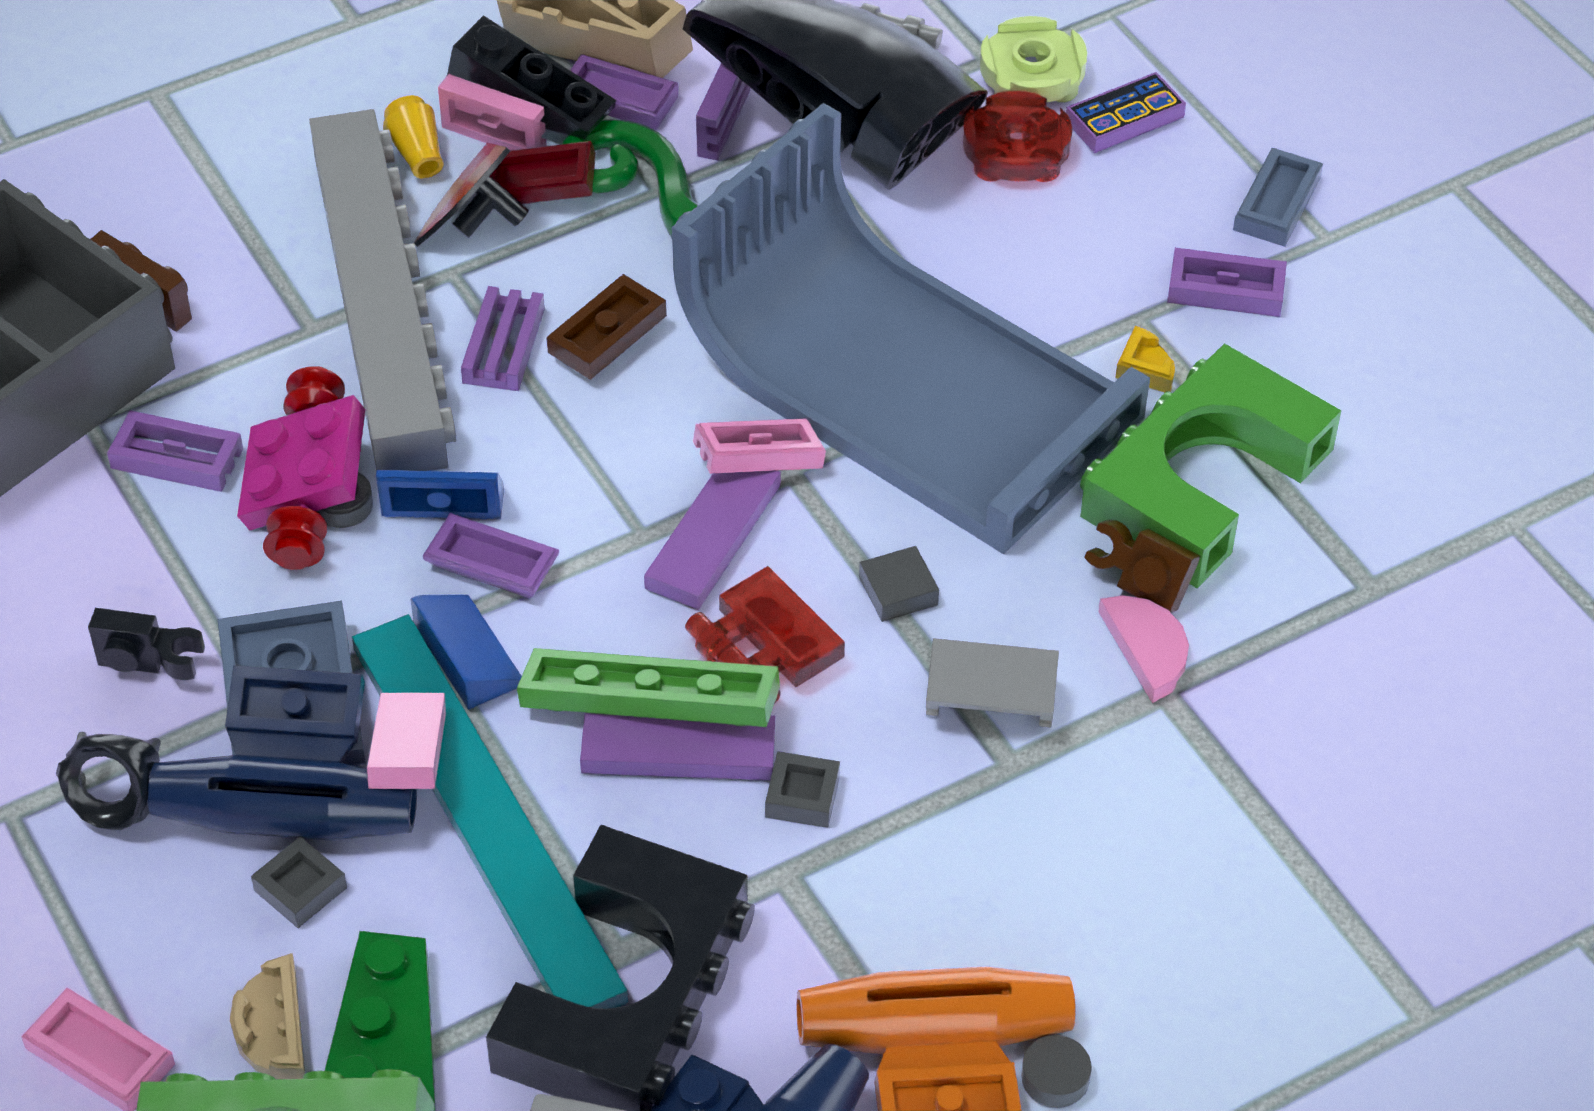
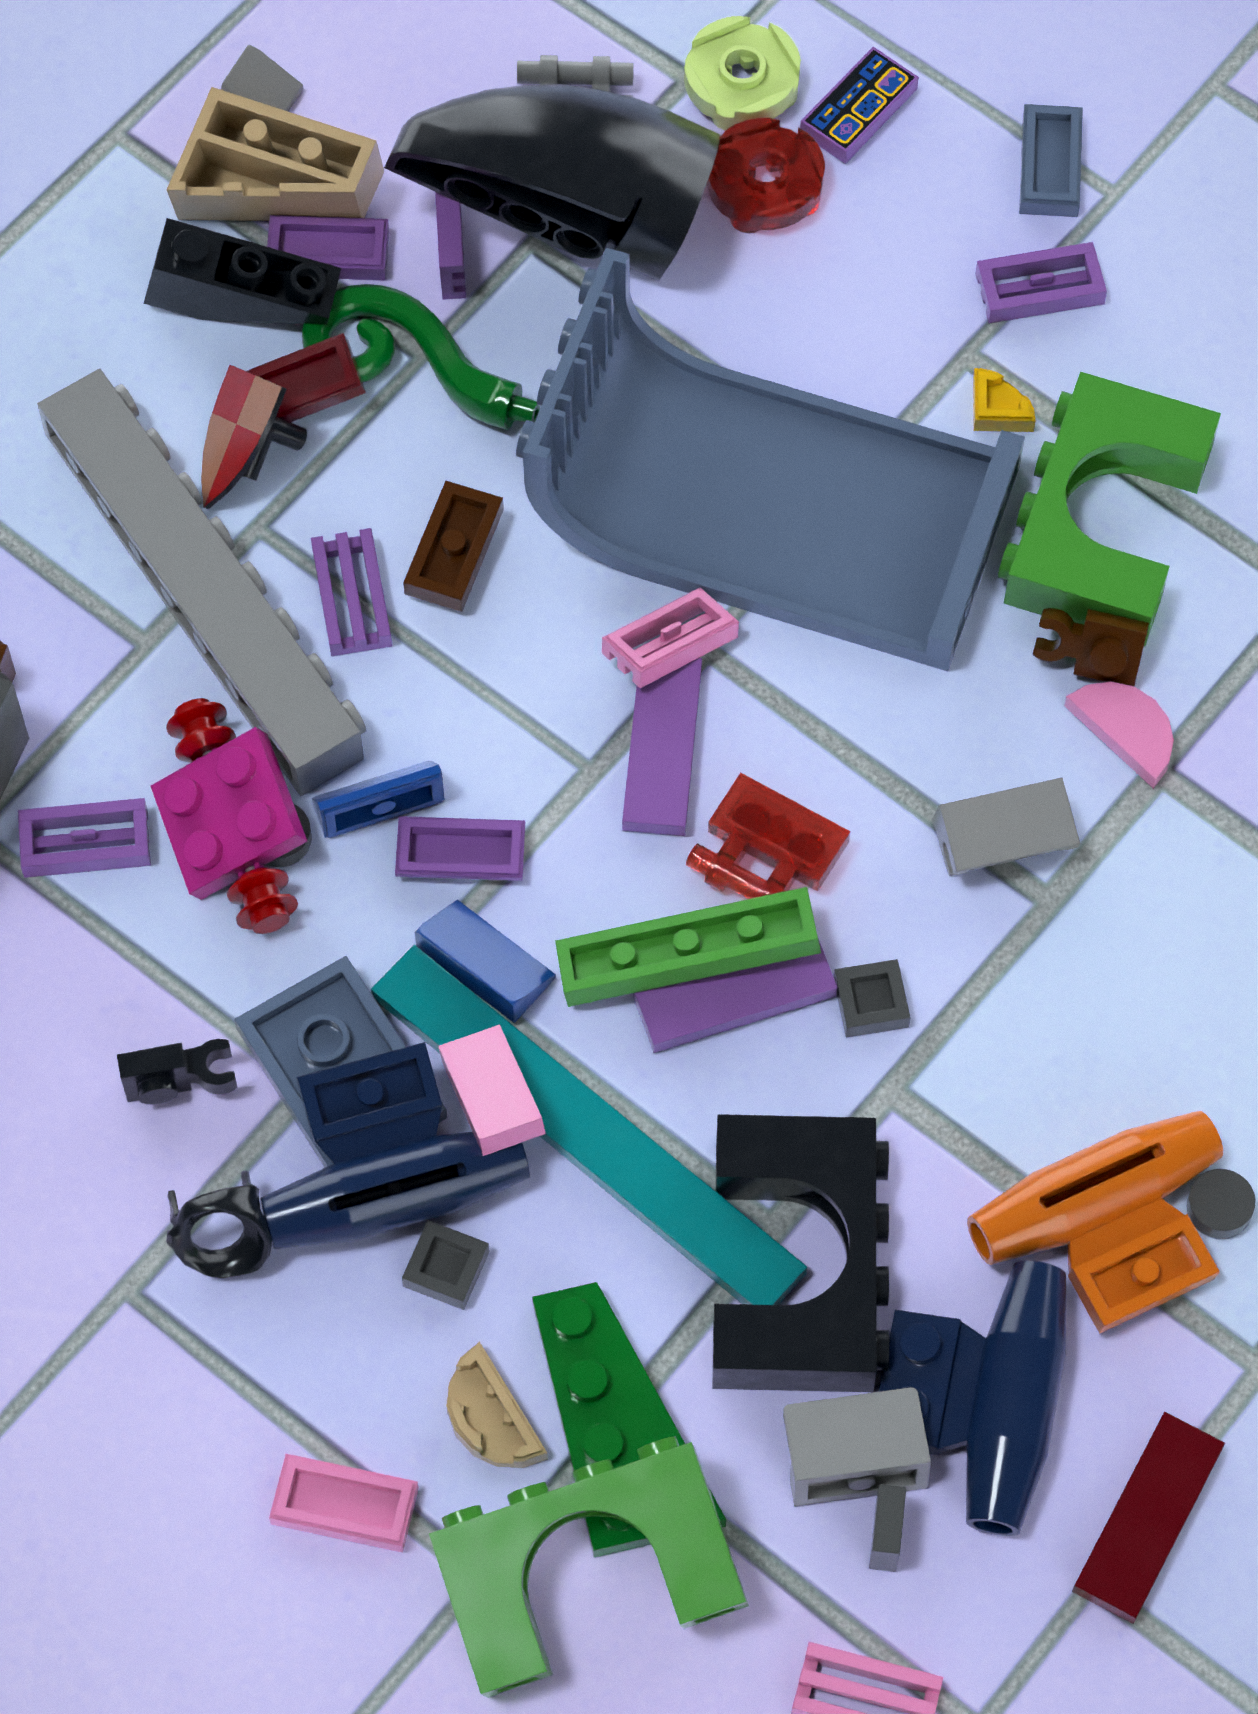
camera: 20 degrees left, 15 degrees up
(415, 134) = (146, 377): yellow cone -> none
(490, 115) = (217, 328): bright pink tile -> none
(898, 583) = (866, 742): dark grey tile -> none

